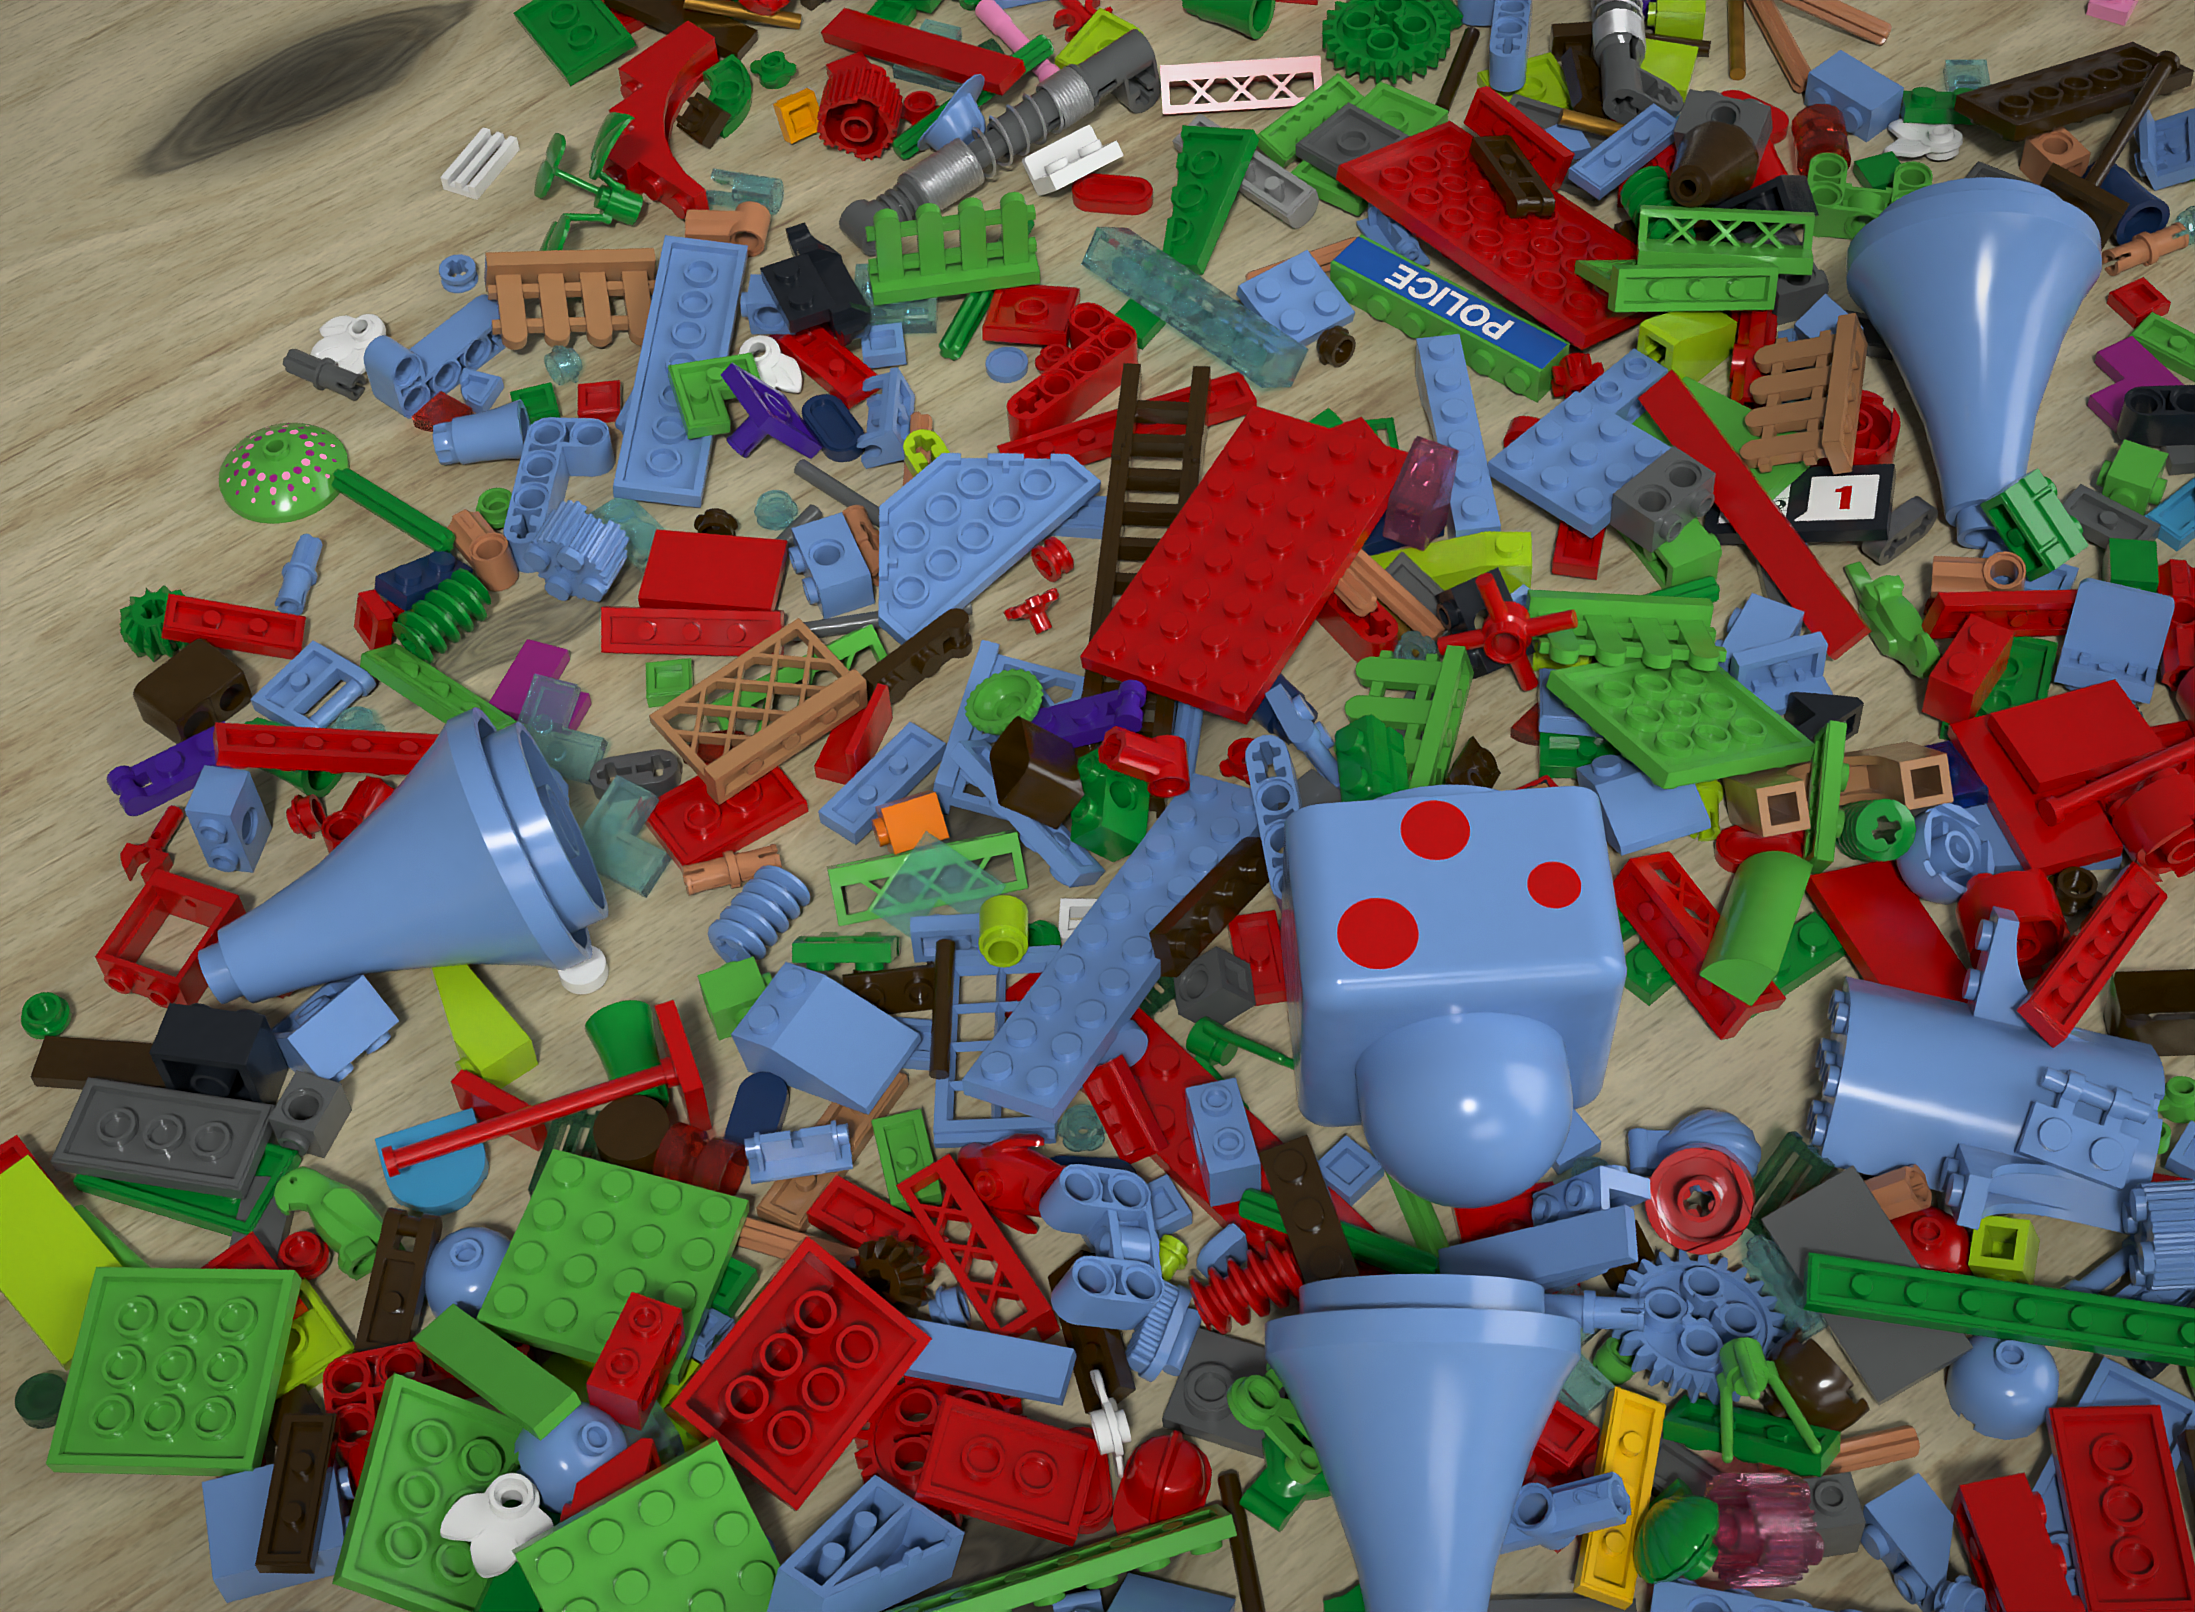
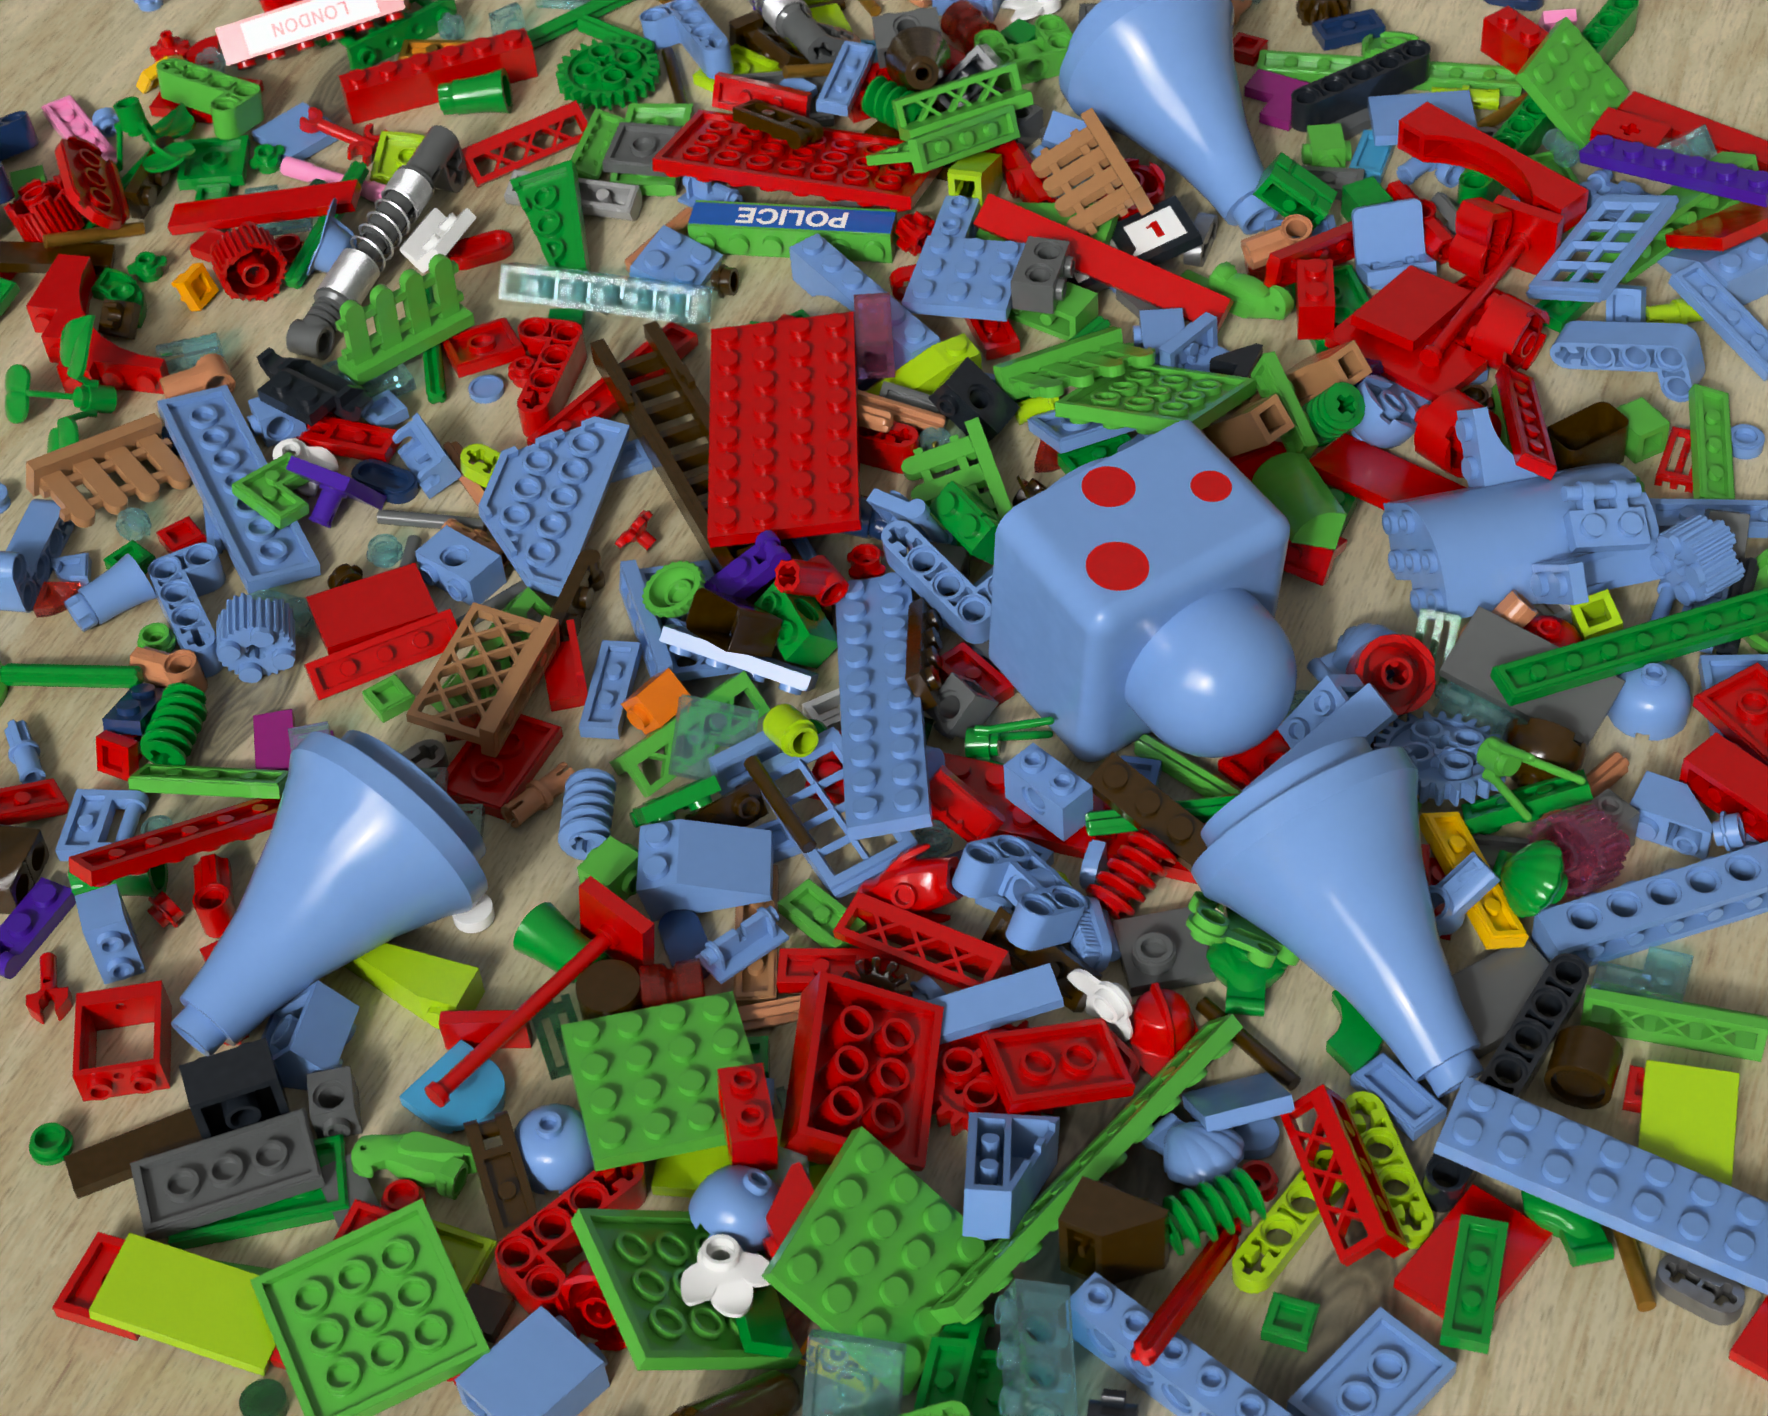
camera: 30 degrees left, 5 degrees down
(298, 1493) = (542, 1344): dark brown tile -> none
(497, 1371) = (644, 1178): bright green tile -> none
(1052, 559) = (624, 495): red bush -> none
(1508, 631) = (1003, 394): red bar -> none

